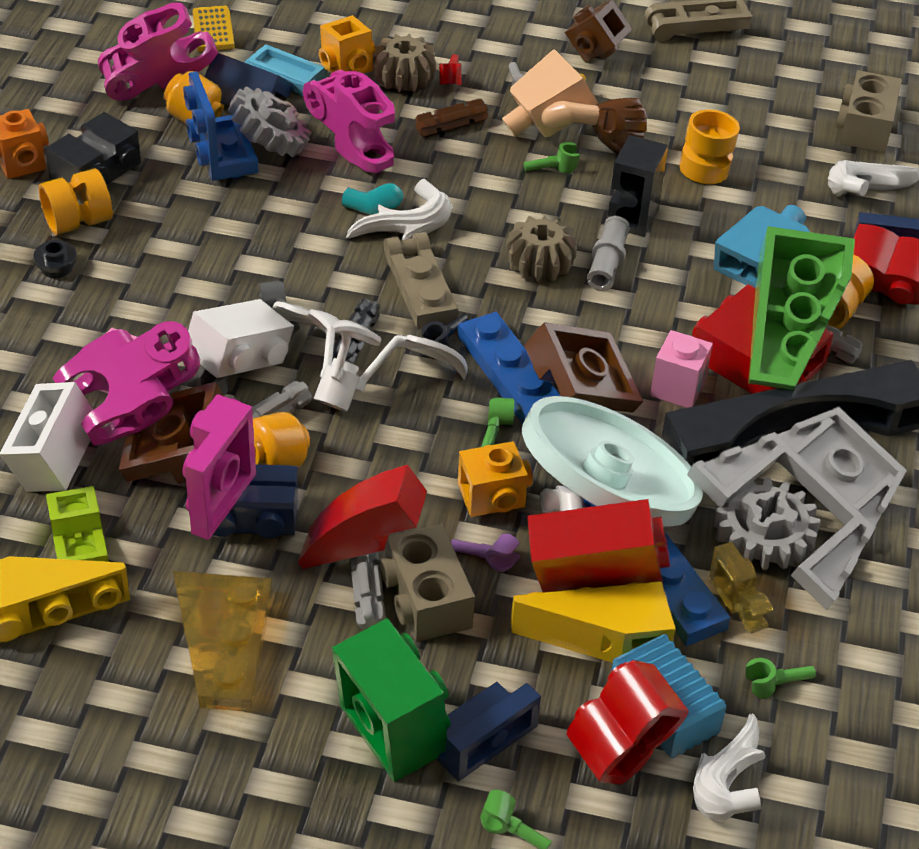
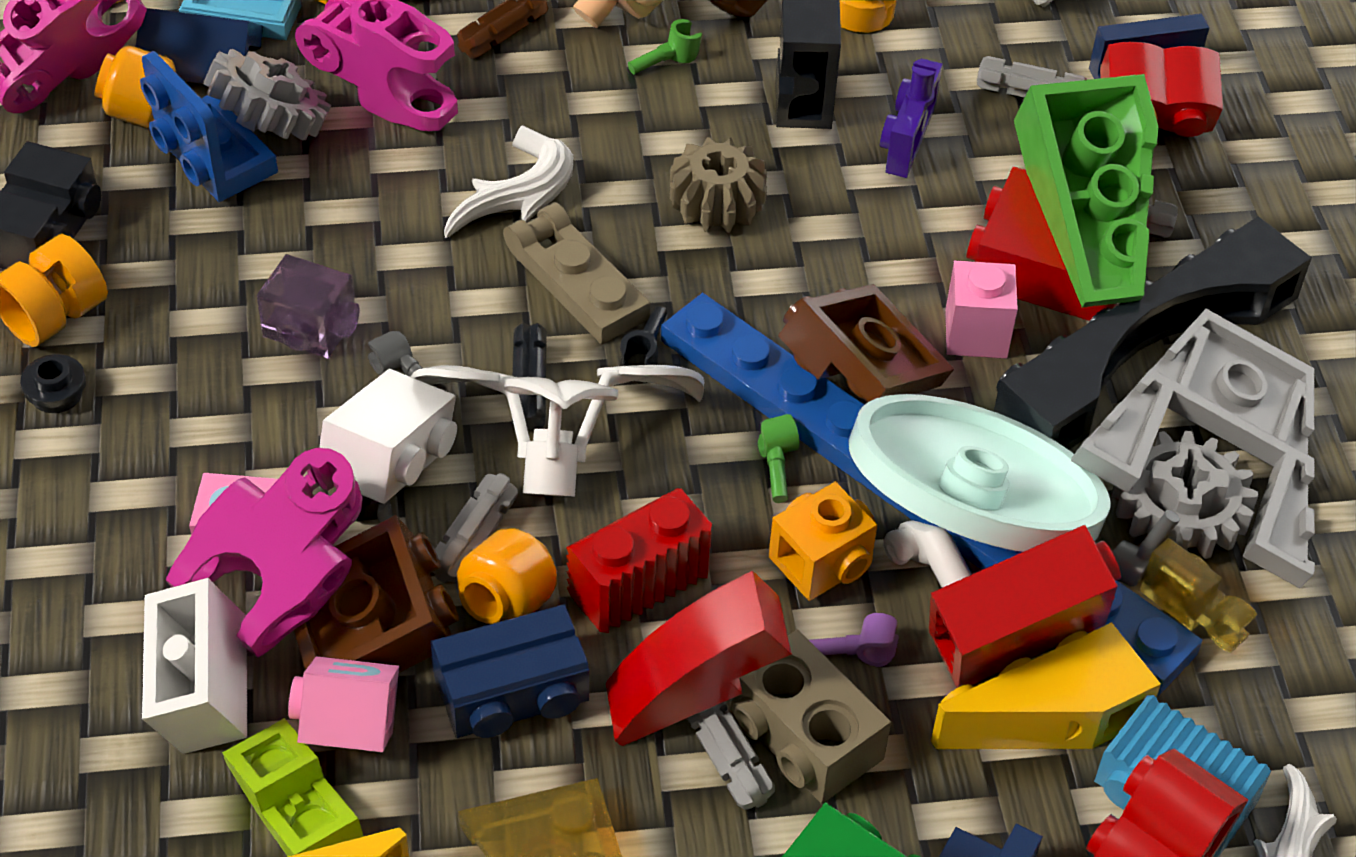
camera: 20 degrees left, 5 degrees up
(132, 485) = (345, 703): none -> bright pink brick
(219, 463) = (478, 639): dark pink plate -> none
(232, 252) = (308, 306): none -> clear purple brick
(362, 451) = (639, 560): none -> red brick
(386, 195) = (456, 177): teal arm -> none
(608, 253) = (805, 167): light grey pin -> none
(699, 240) = (915, 105): none -> dark purple plate
(702, 551) = (1134, 559): none -> dark grey hand
(740, 246) = (984, 105): dark azure torso -> none
(766, 669) = (1290, 701): bright green hand -> none

